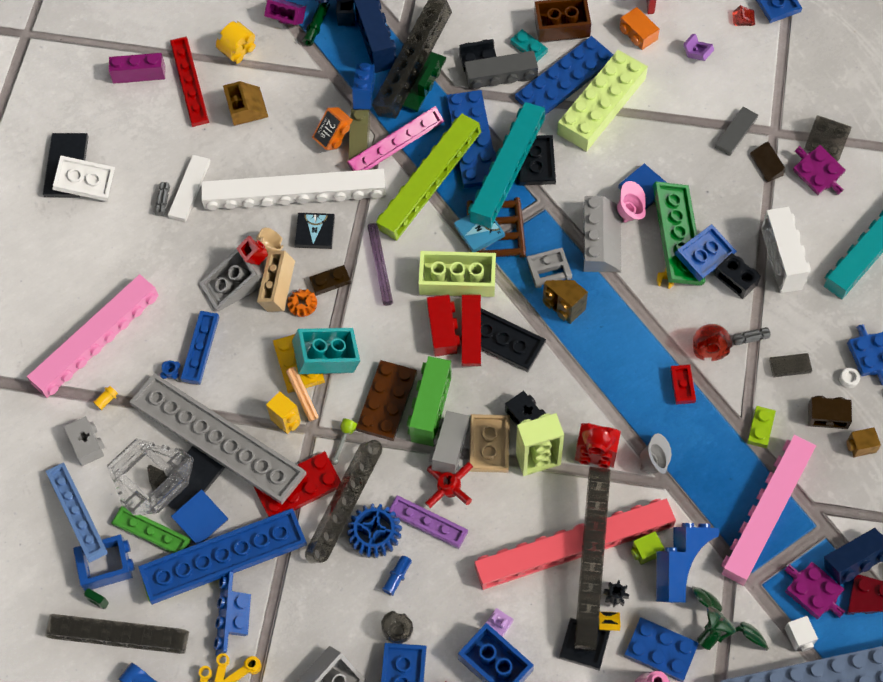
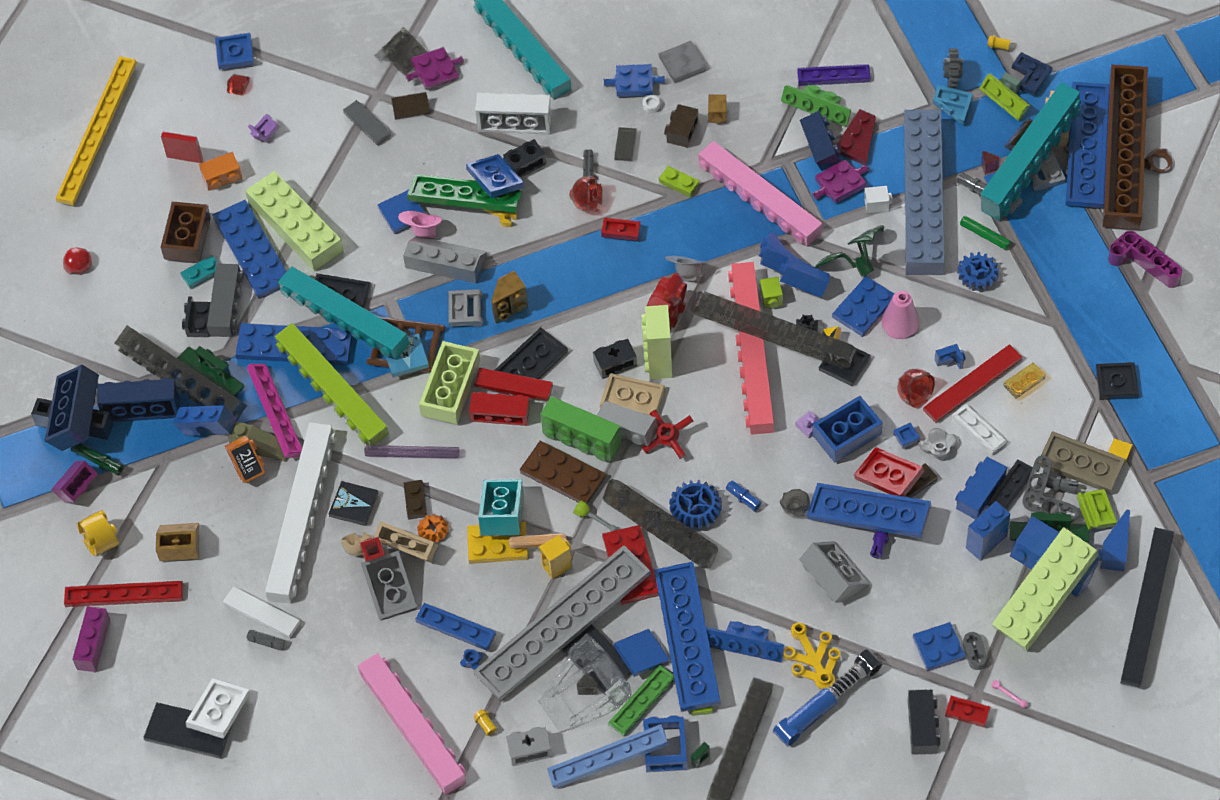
camera: 75 degrees left, 5 degrees down
(428, 522) = (697, 460): medium lavender tile -> none

